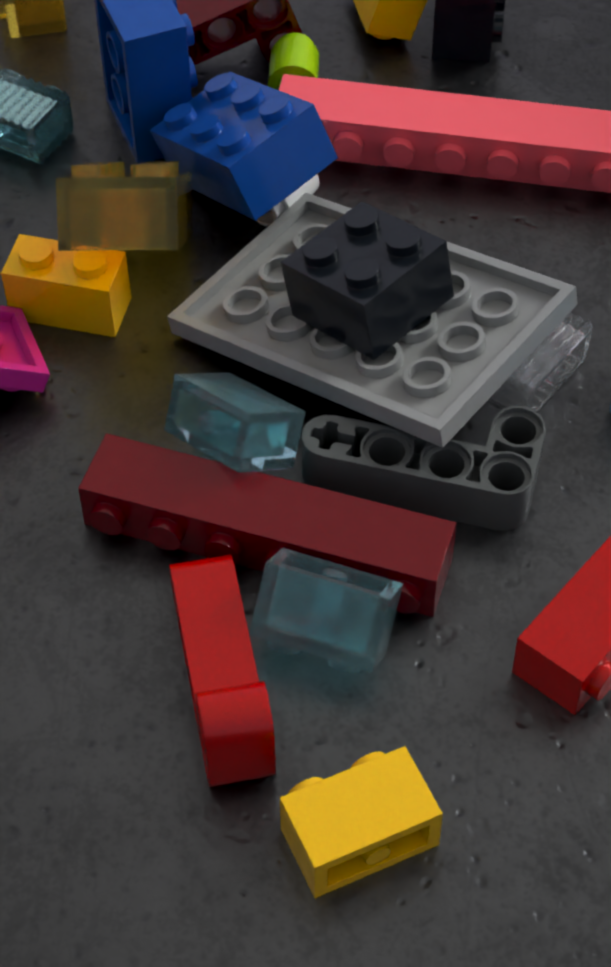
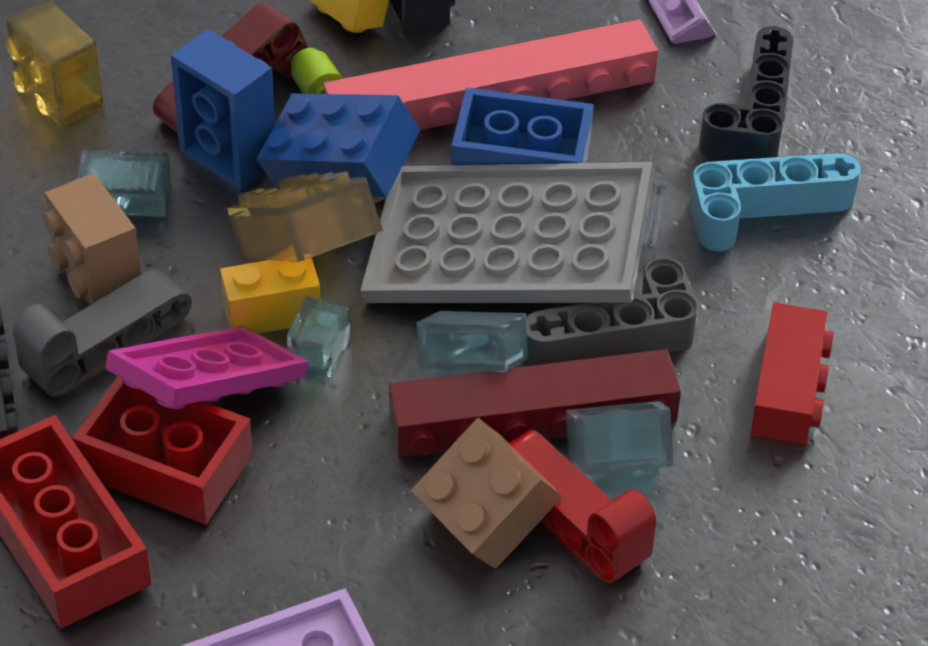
camera: 30 degrees left, 5 degrees down
(87, 350) = (320, 334): none -> clear light blue brick
(116, 611) = (486, 493): none -> medium nougat brick
(359, 820) = (725, 558): yellow brick -> none
(368, 279) = (510, 207): black brick -> none
(467, 200) = (520, 130): none -> blue brick

